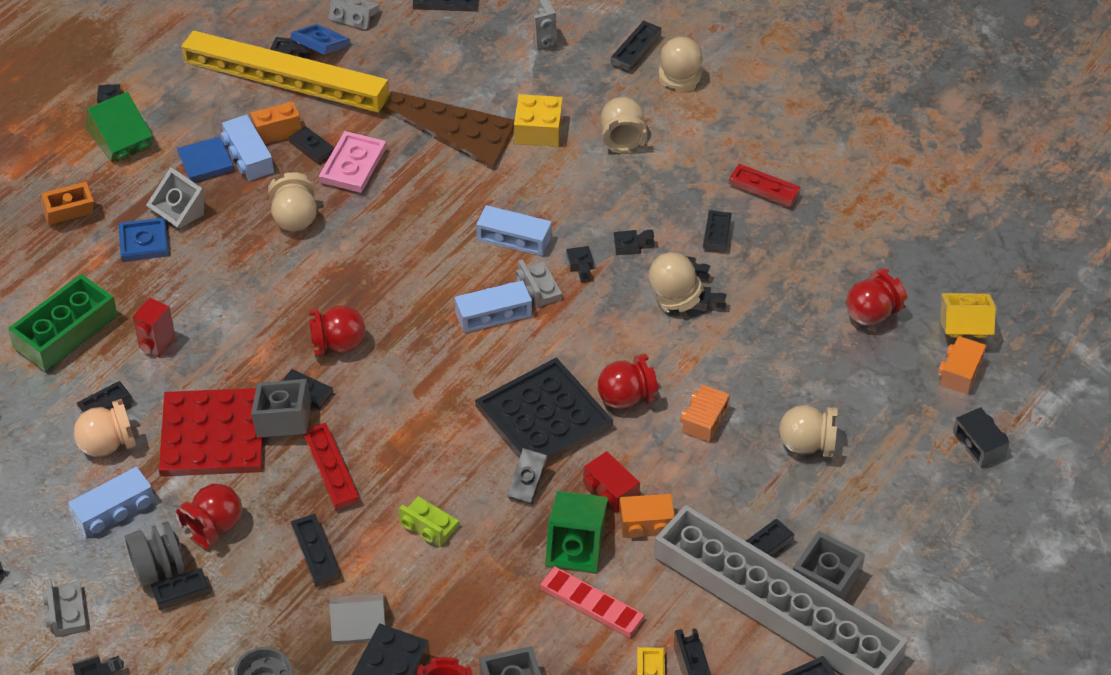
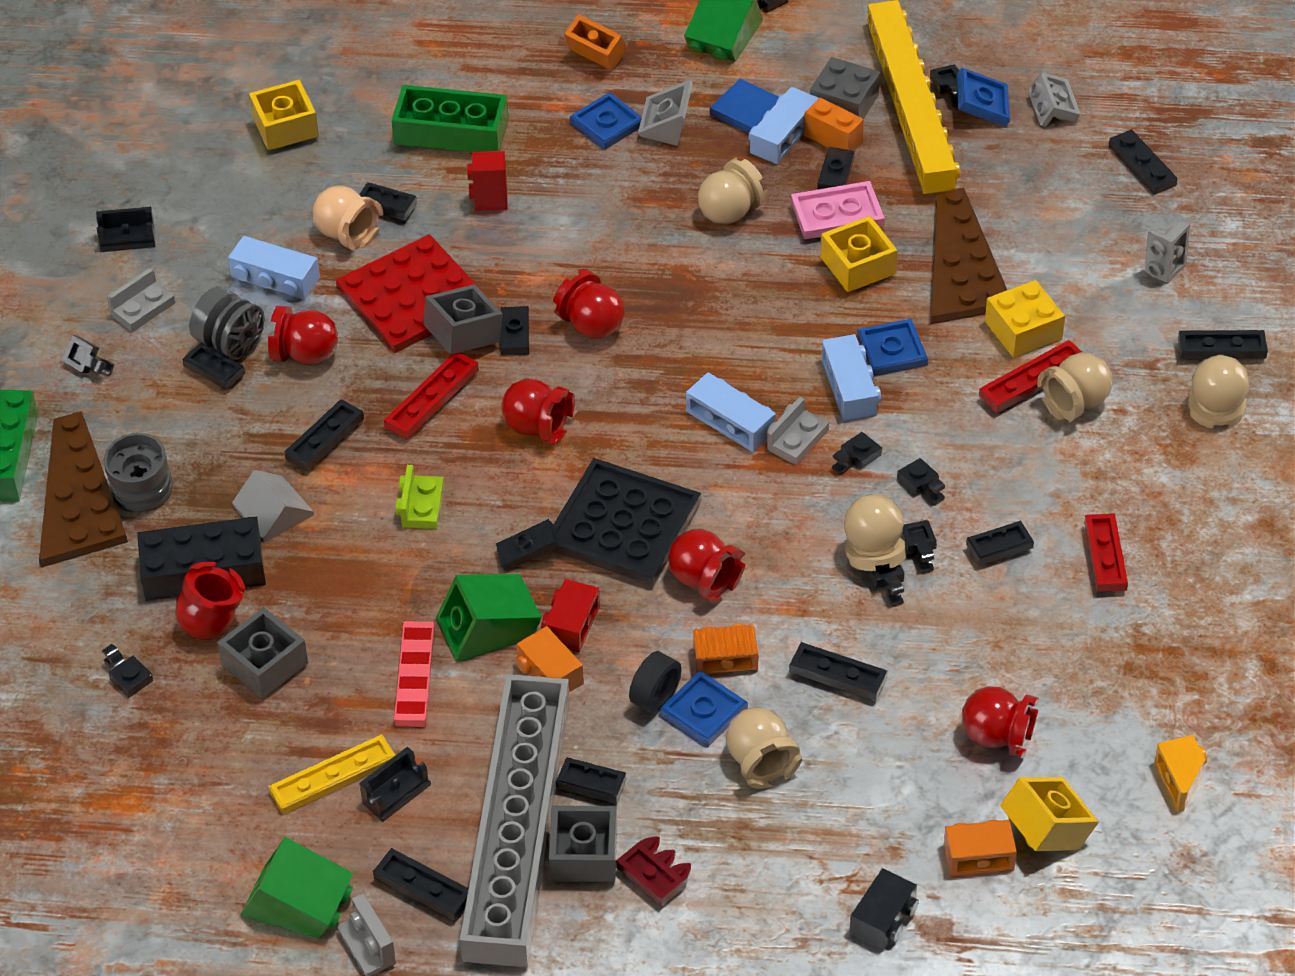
camera: 60 degrees right, 0 degrees up
(245, 96) = (847, 86): none -> dark grey brick
(405, 408) = (536, 409): none -> red tile
(410, 168) = (858, 253): none -> yellow brick
(500, 194) = (892, 347): none -> blue tile
(588, 143) = (1023, 380): none -> red plate
(714, 461) = (655, 682): none -> black tyre
(743, 451) = (703, 708): none -> blue tile
(765, 363) = (838, 671): none -> black plate
(874, 545) = (653, 871): none -> dark red plate
(966, 240) = (1180, 767): none -> light orange slope

